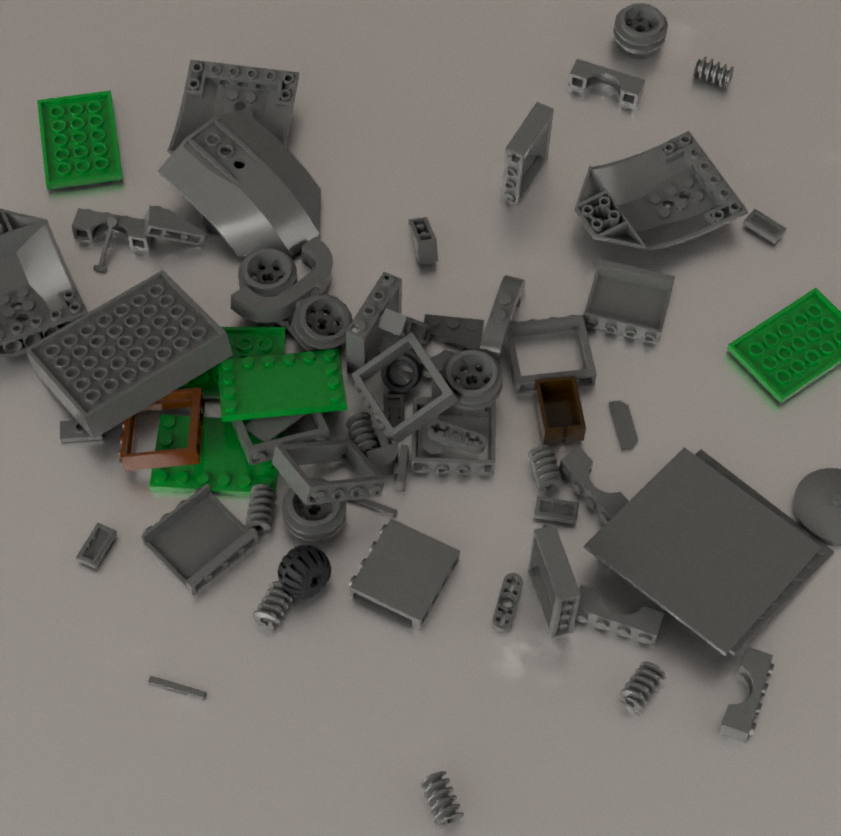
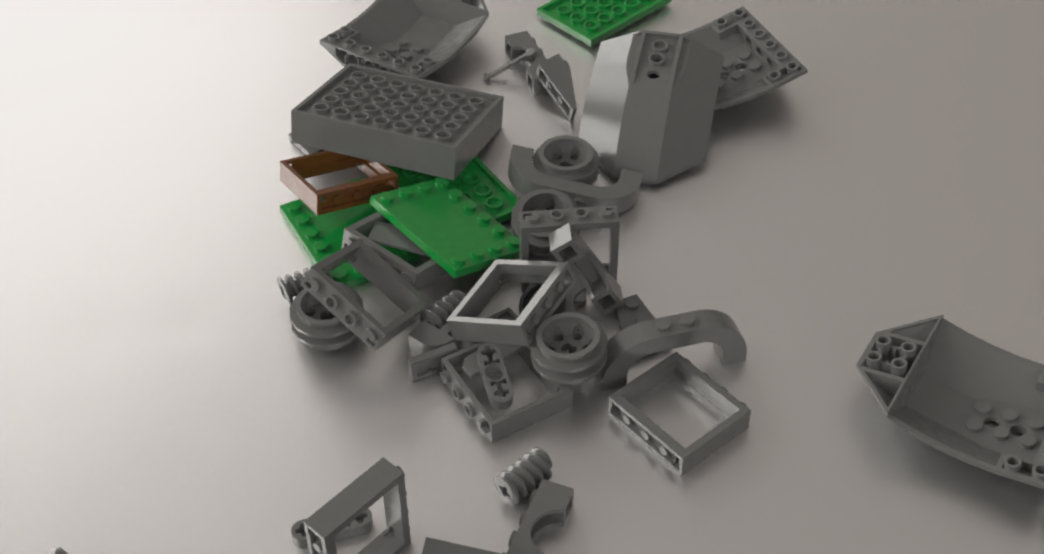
camera: 60 degrees right, 15 degrees down
(96, 545) = (193, 204): dark grey plate -> none
(177, 687) = (78, 335): dark grey piece -> none
(198, 540) = (245, 262): dark grey panel -> none
(271, 606) = (204, 342): dark grey piece -> none
(304, 571) = (247, 339): black wheel -> none
(377, 506) = (377, 366): dark grey piece -> none
(405, 571) = (306, 423): dark grey panel -> none
(423, 240) = (721, 250): dark grey slope -> none
(531, 135) = (904, 289): dark grey window -> none
(556, 510) = (482, 514): dark grey plate -> none
(559, 410) = (608, 449): dark brown piece -> none
(623, 424) = (650, 526): dark grey piece -> none
(628, 301) = (819, 451): dark grey panel -> none

